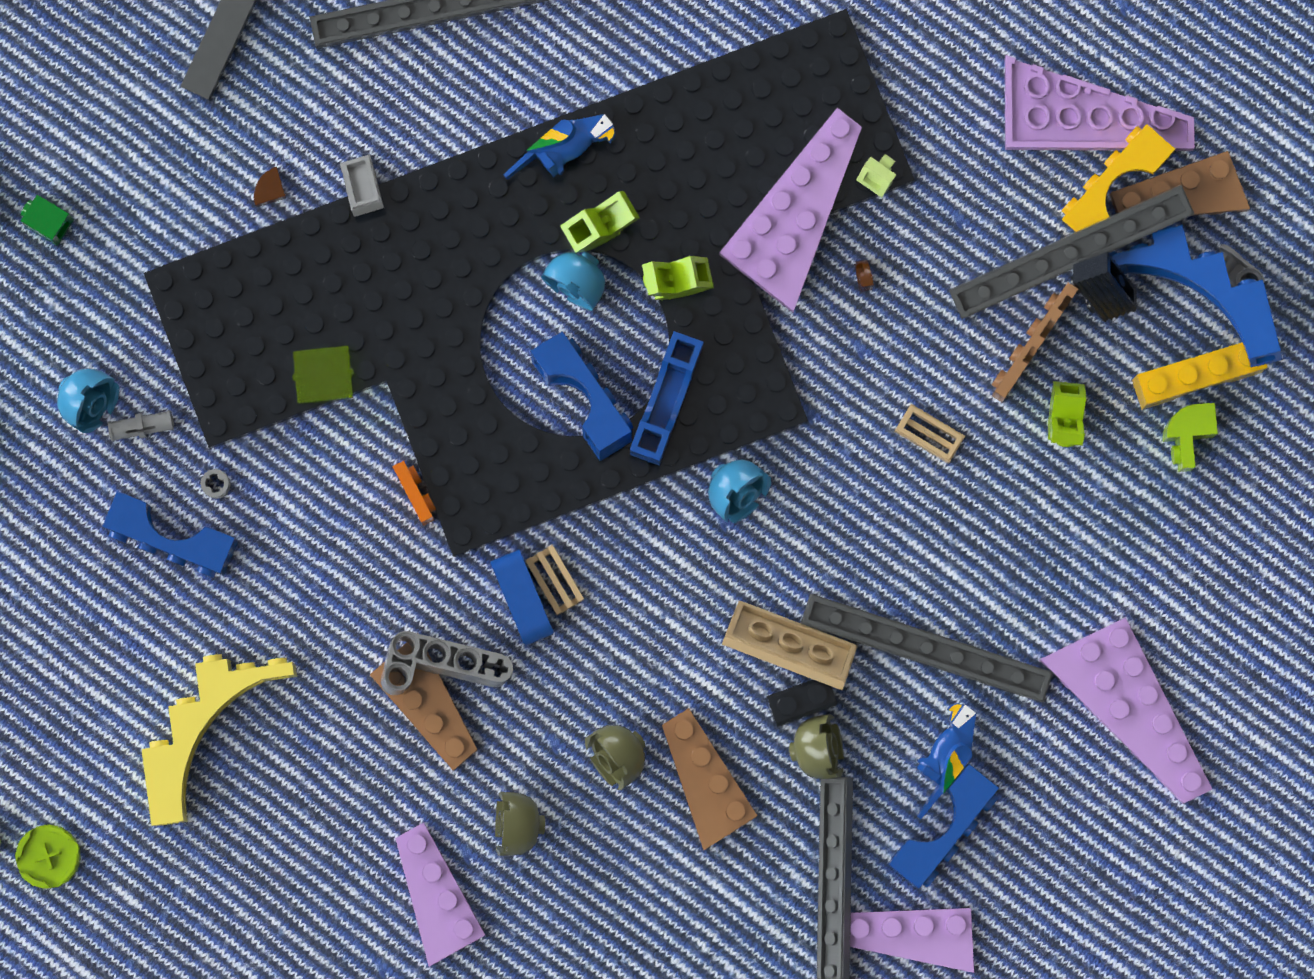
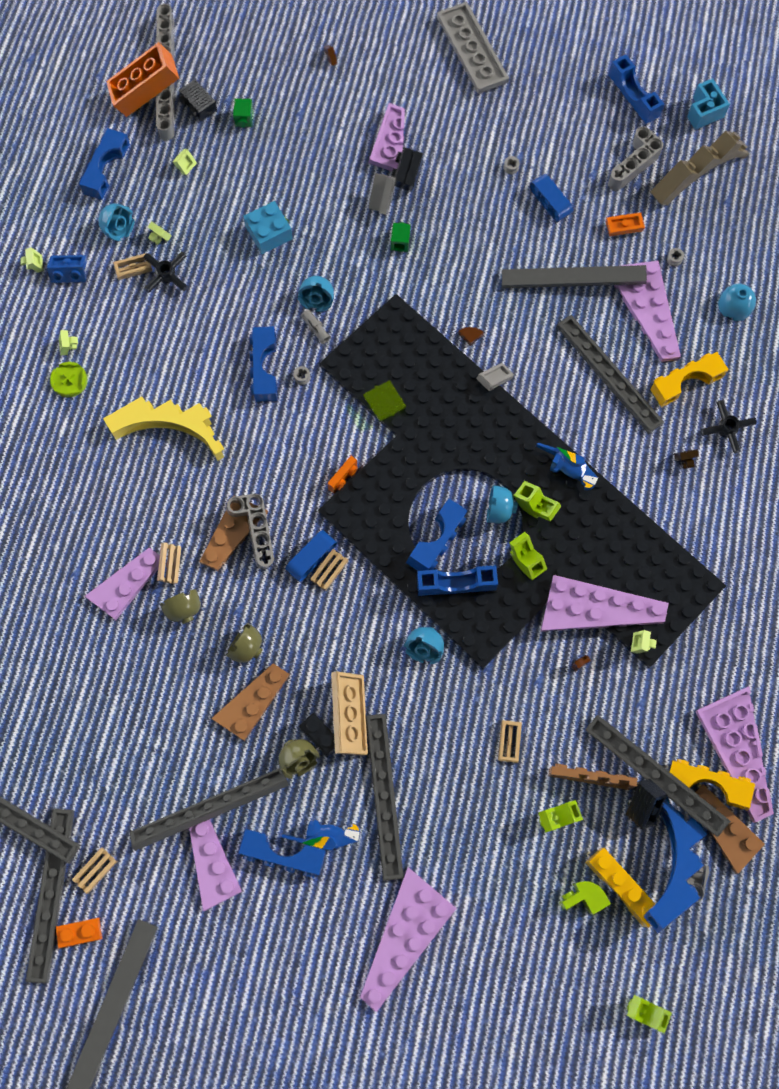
camera: 65 degrees right, 10 degrees down
(437, 813) = (172, 559): none -> tan tile

